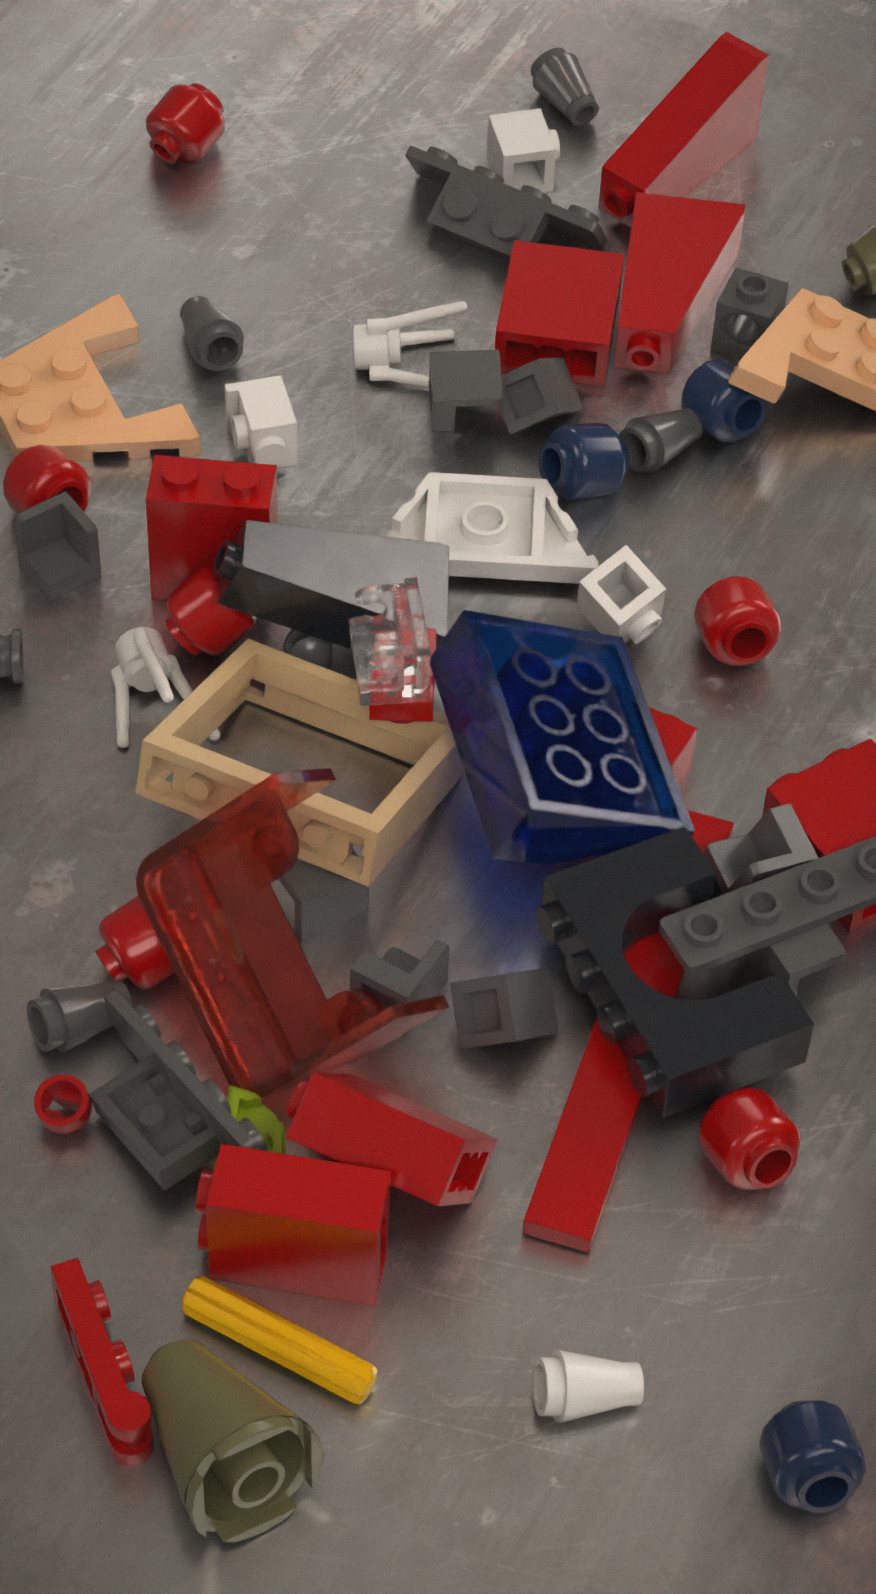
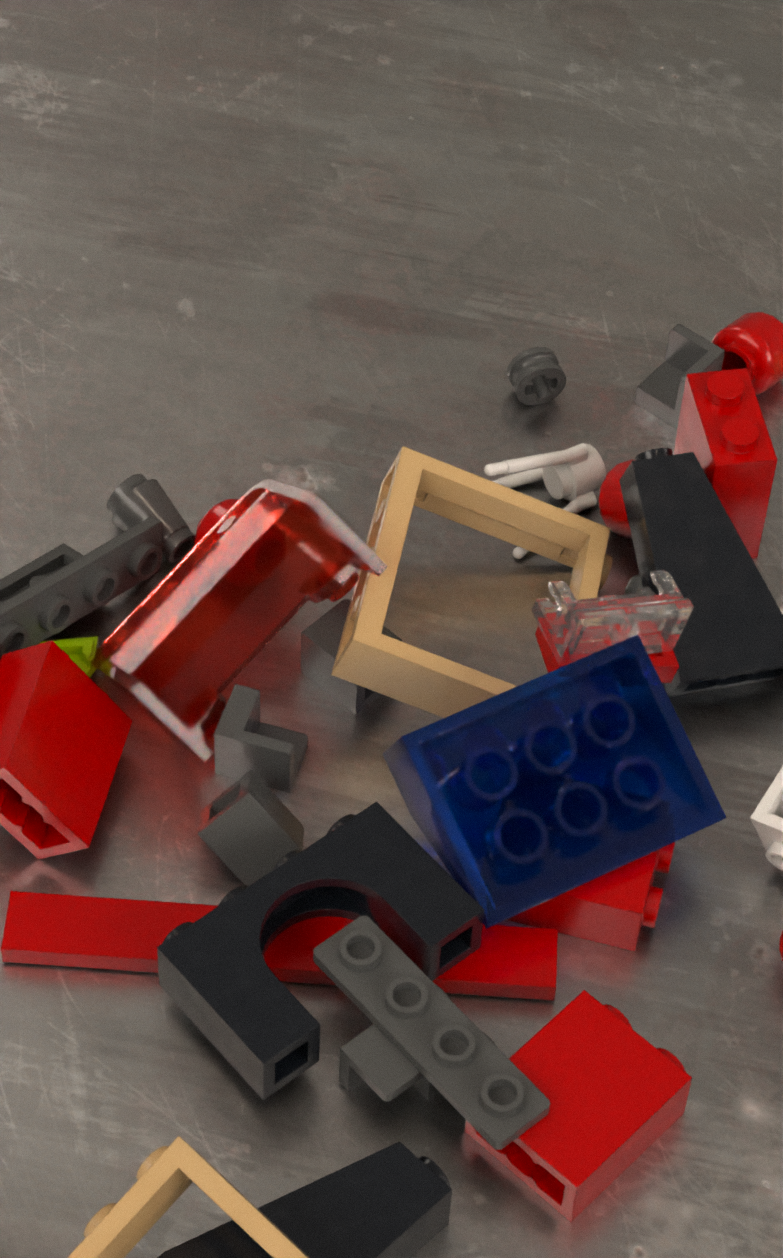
camera: 75 degrees right, 0 degrees up
(69, 1093) = (39, 528): red hinge -> none
(749, 1139) = (146, 1059): red head -> none
(767, 850) = (505, 1006): dark grey panel -> none

